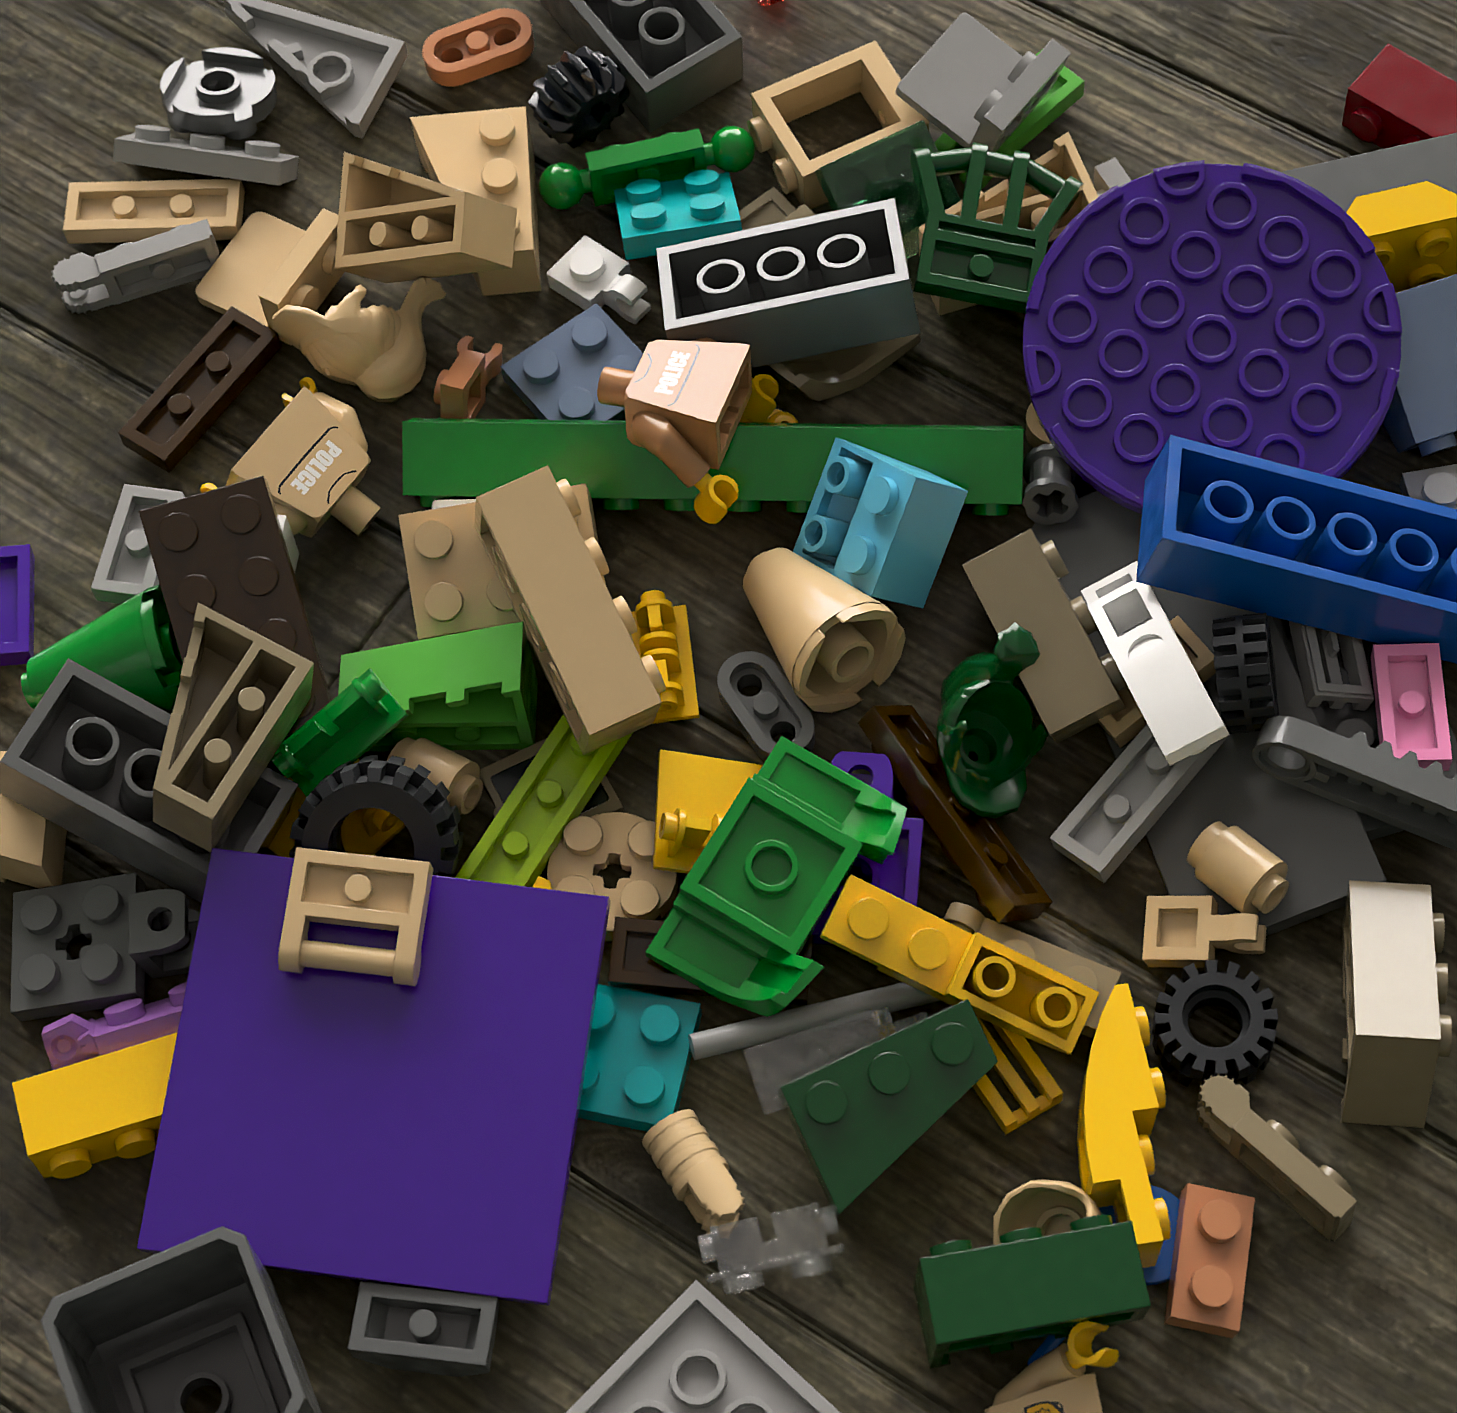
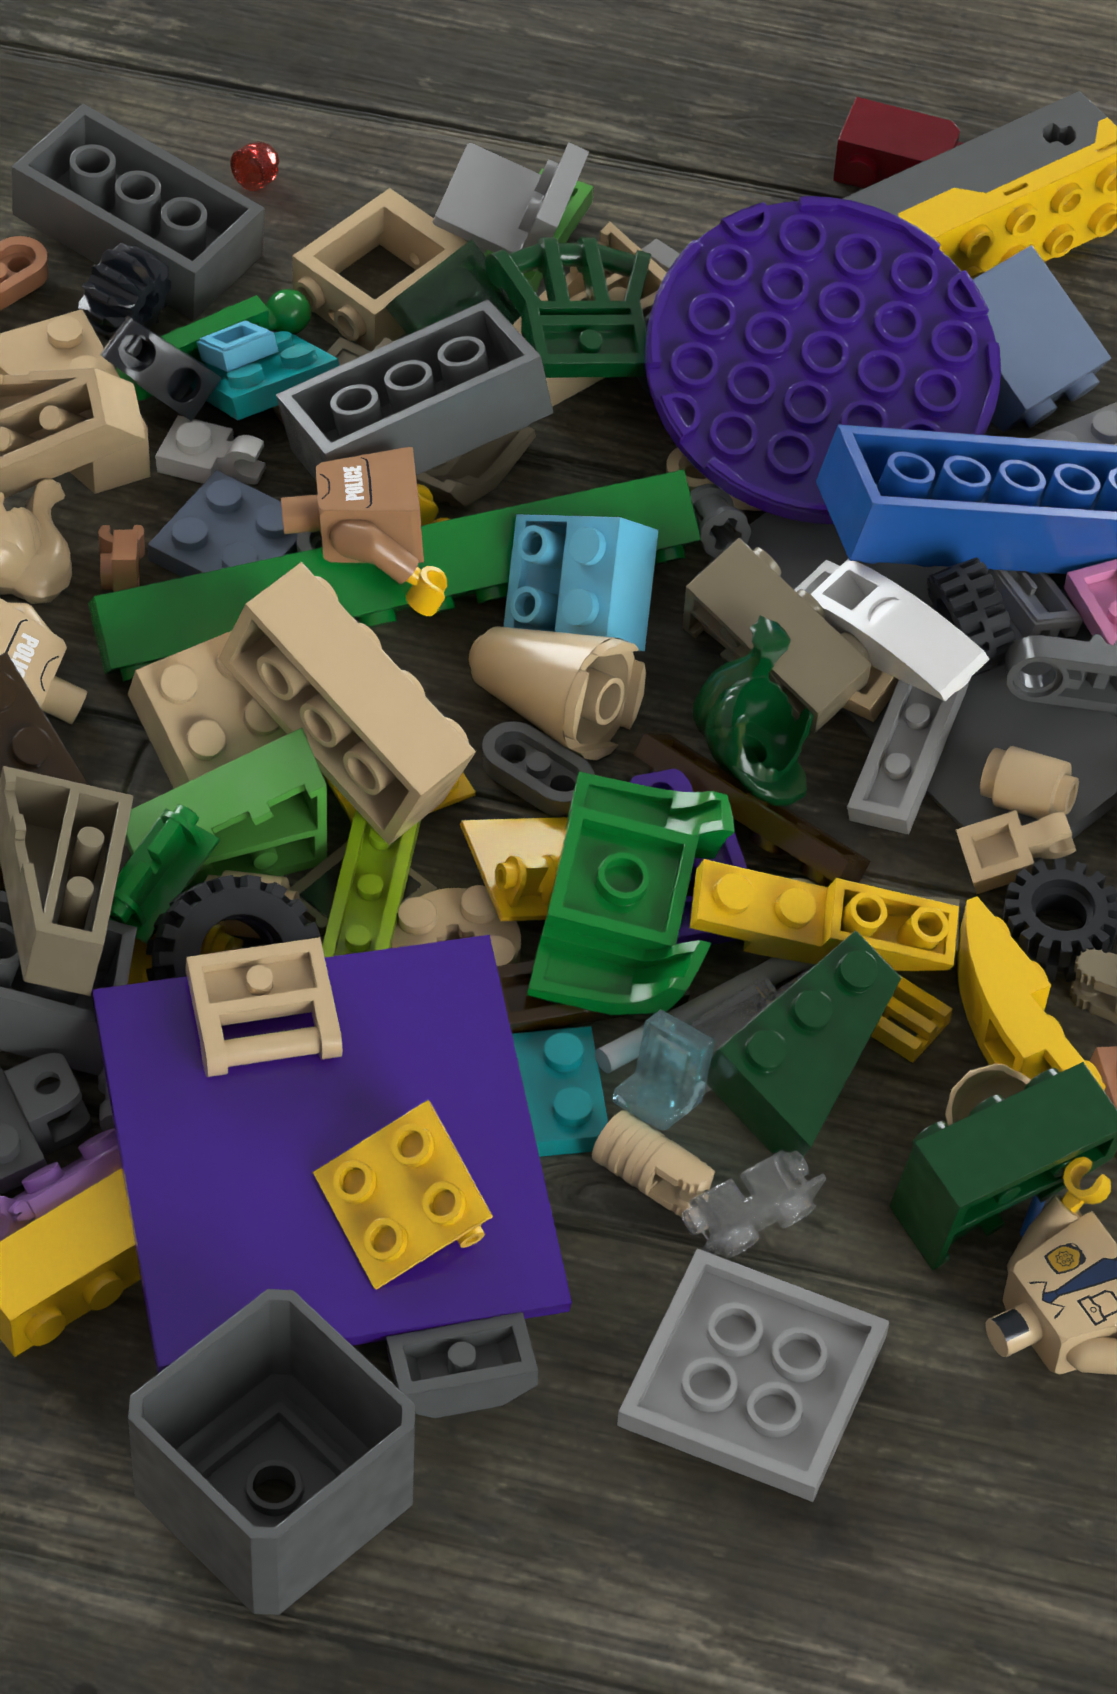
camera: 30 degrees left, 10 degrees down
(416, 1150) = (403, 1195): none -> yellow hinge
(570, 187) = (160, 367): none -> black leg
(656, 180) = (237, 346): none -> medium azure tile
(738, 1091) = (668, 1072): none -> clear light blue bracket

